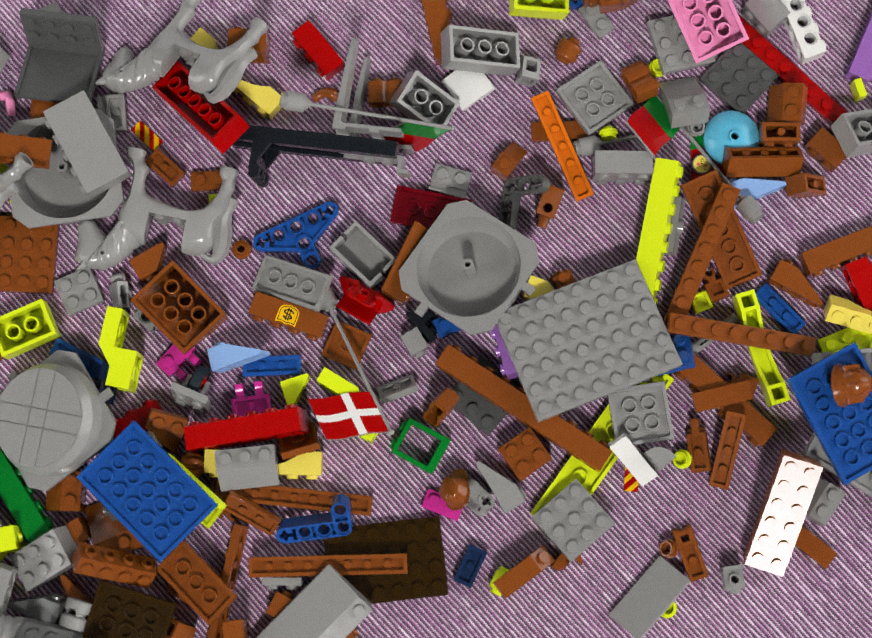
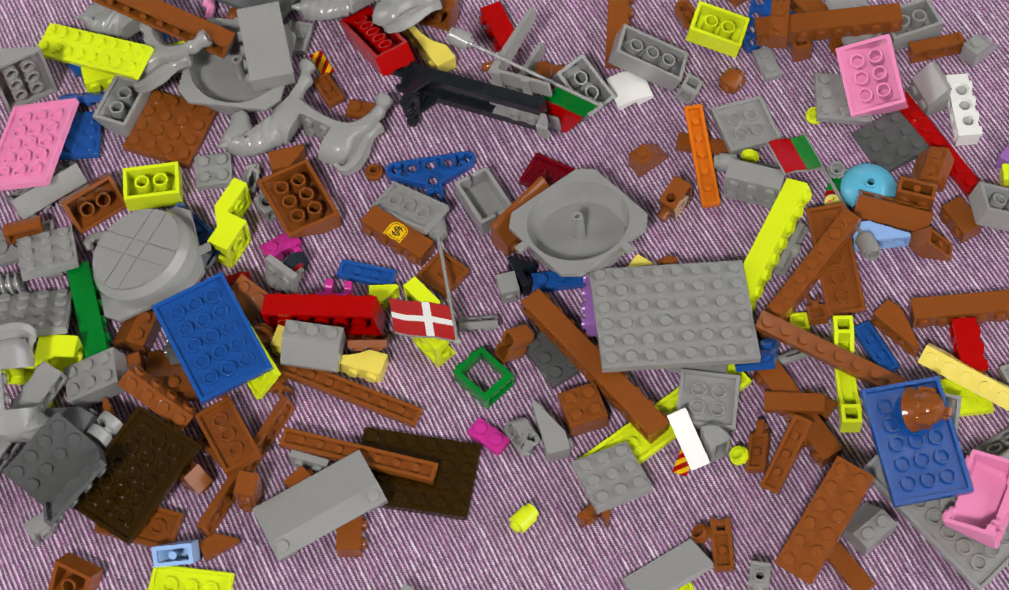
camera: 20 degrees right, 20 degrees down
(228, 357) = (333, 253): light blue slope -> none
(251, 513) = (302, 392): dark orange tile -> none
(286, 529) = (358, 416): blue beam -> none
(362, 301) = (463, 239): red piece -> none
(450, 181) = (586, 159): light grey plate -> none
(455, 489) = (503, 419): dark orange piece -> none
(470, 566) = (497, 497): dark blue plate -> none
(514, 194) = (651, 178): dark grey beam -> none
(524, 571) = (549, 510): dark orange slope -> none
(639, 81) = (792, 120): dark orange brick -> none
(684, 102) = (830, 146): light grey slope -> none

